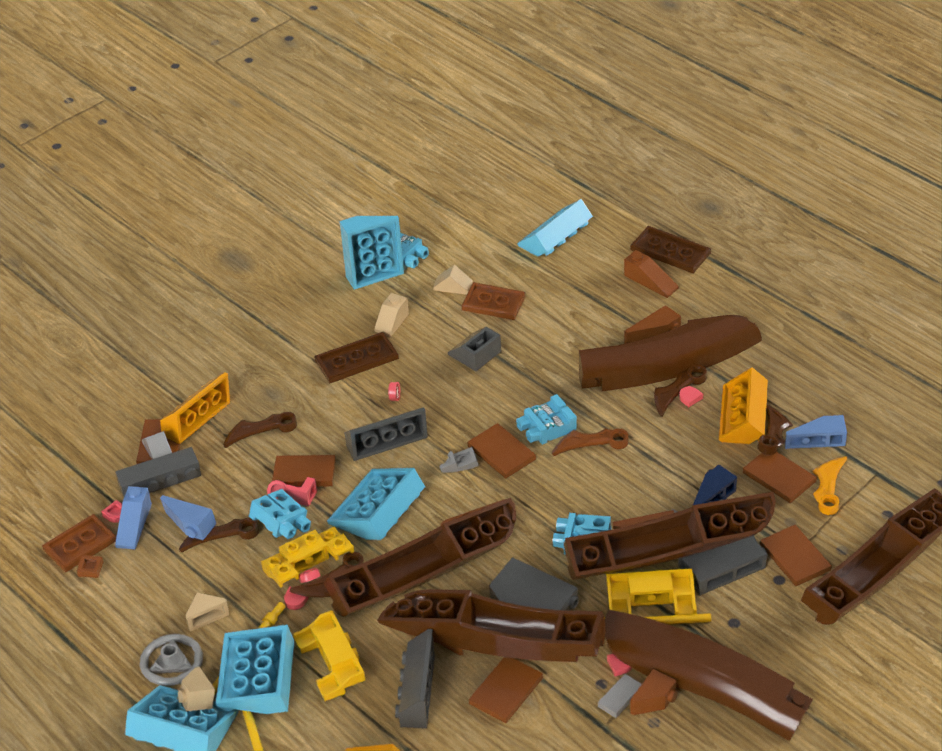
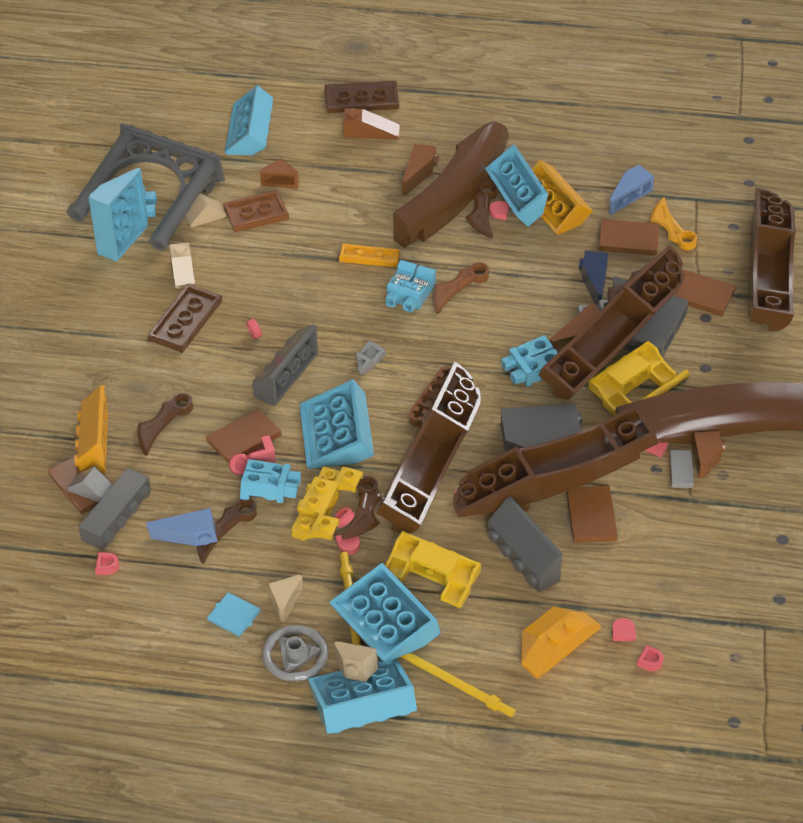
camera: 40 degrees left, 5 degrees up
(82, 539) = (102, 607): dark orange tile -> none
(90, 566) = (138, 620): dark orange plate -> none
(133, 517) = (132, 557): medium blue slope -> none
(161, 603) = (233, 614): none -> medium azure piece
(474, 248) = (132, 141): none -> dark grey arch
(477, 348) = (287, 256): dark grey slope -> none
(501, 450) = (394, 331): dark orange tile -> none
(535, 279) = (279, 175): none -> dark orange slope
(545, 379) = (369, 255): none -> light orange tile
(712, 382) = (518, 185): none -> medium azure slope
(774, 437) = (602, 213): reddish brown piece -> none

